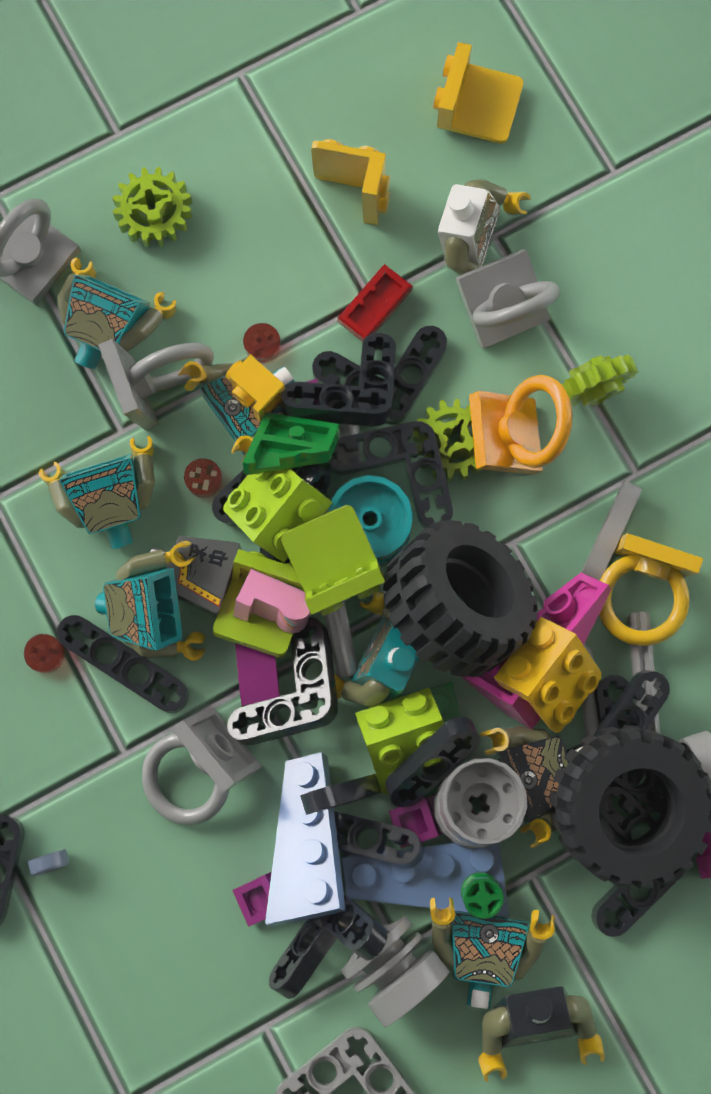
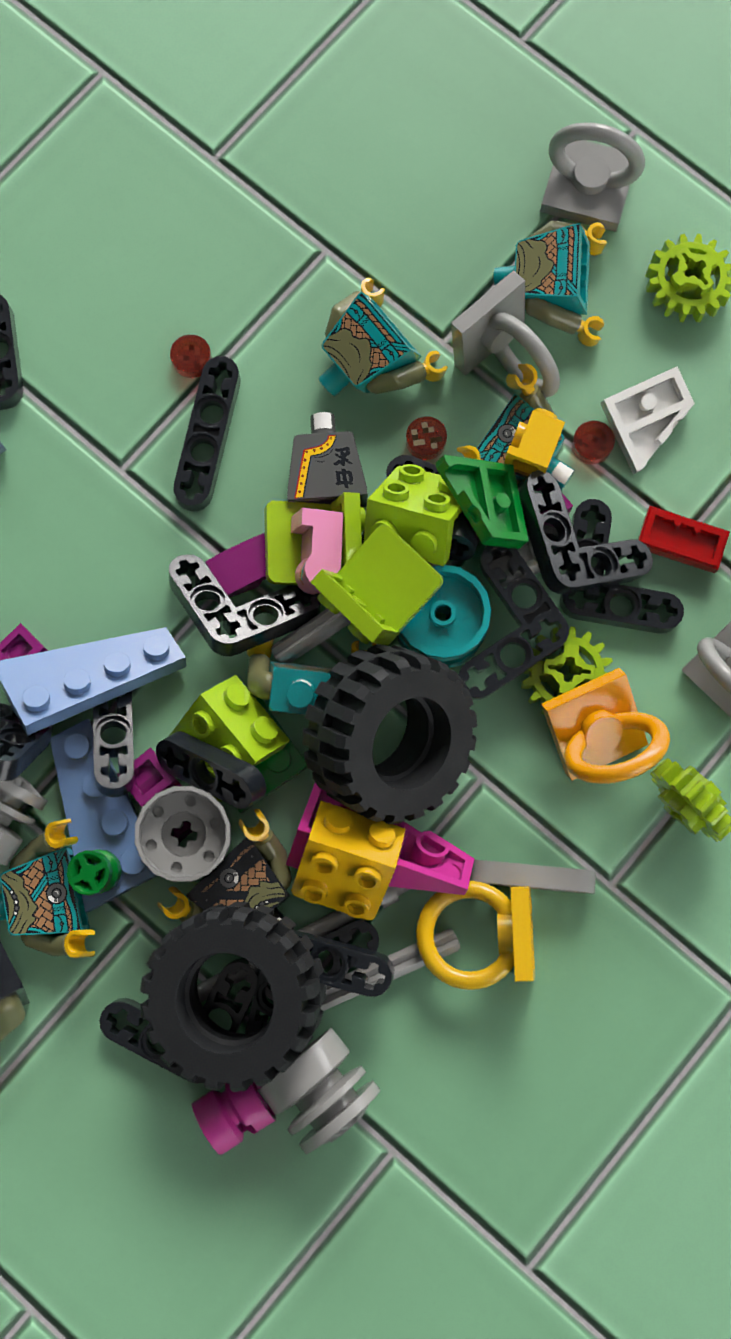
camera: 70 degrees right, 0 degrees up
(145, 606) = (268, 426): torso -> none
(212, 752) = (142, 551): light grey tile -> none
(257, 290) = (647, 415): none -> white wing
(340, 794) = (143, 687): black beam -> none

